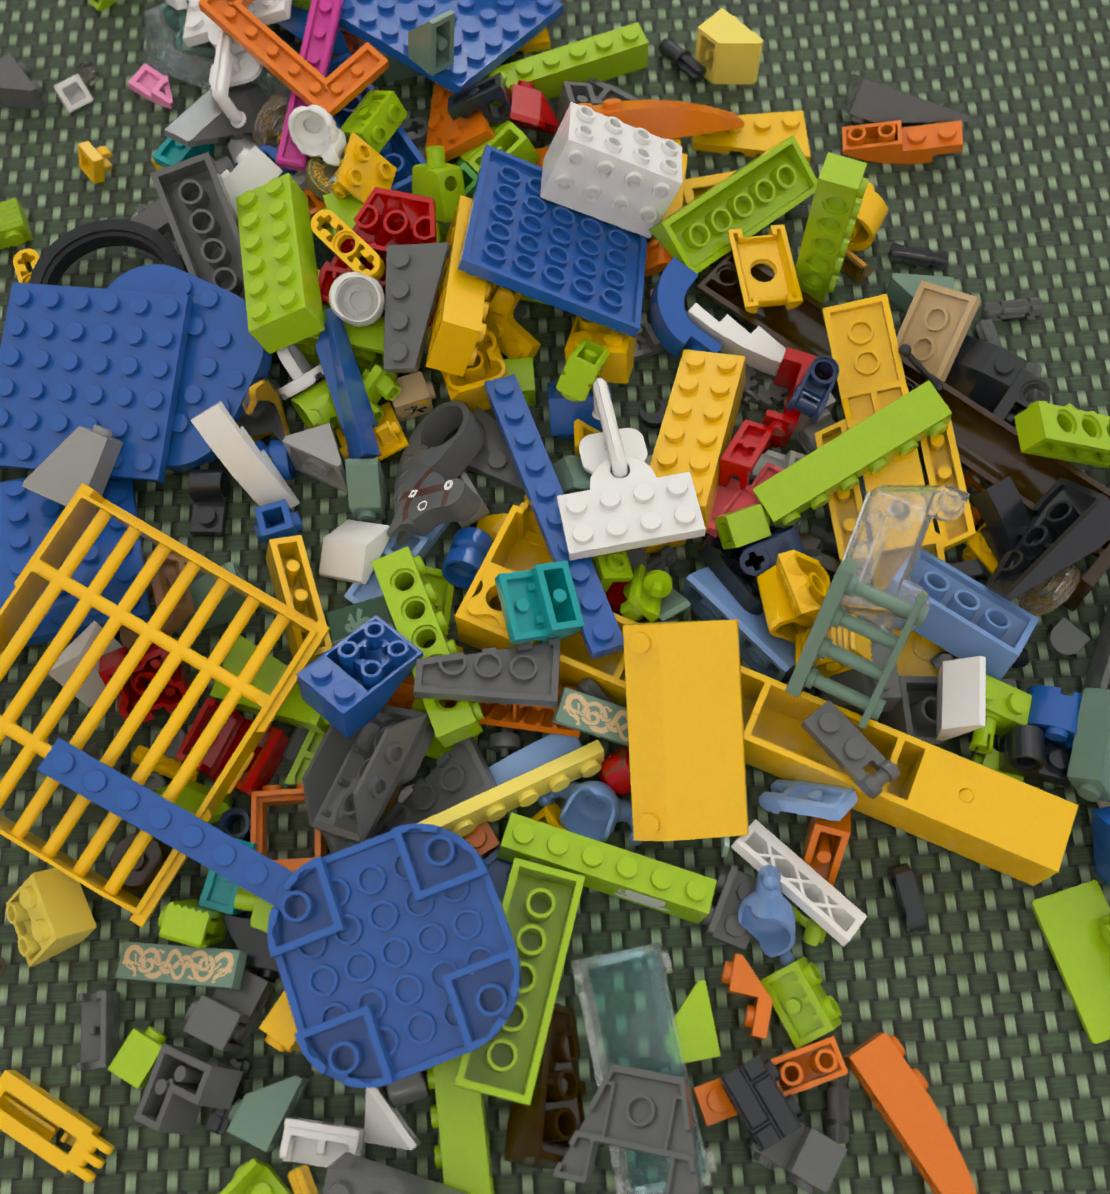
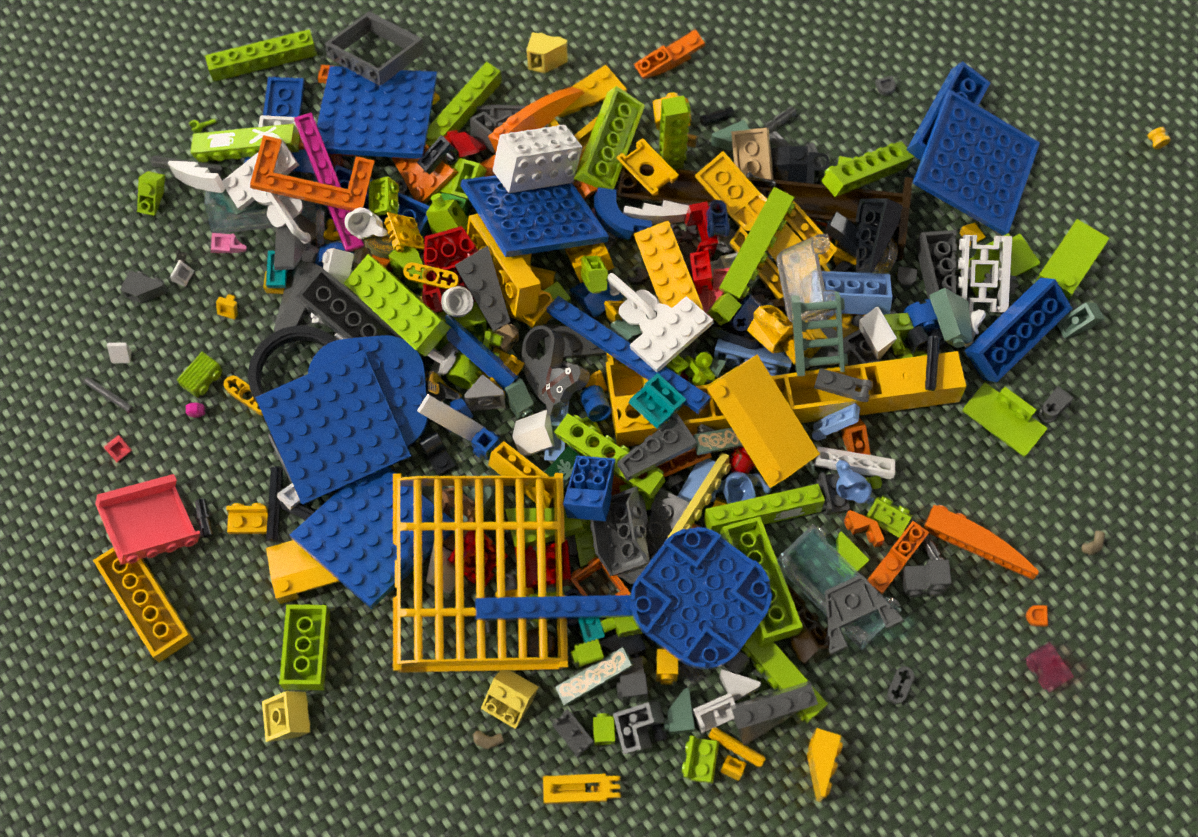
camera: 35 degrees left, 0 degrees up
(81, 458) = (367, 474): light grey slope -> none
(433, 43) = (396, 138): sand green slope -> none
(681, 59) = (520, 68): black axle -> none
(760, 1102) = (899, 565): black brick -> none
(883, 103) = (645, 40): dark grey wedge -> none
(907, 898) = (907, 441): black beam -> none
(1021, 800) = (932, 363): none -> black axle

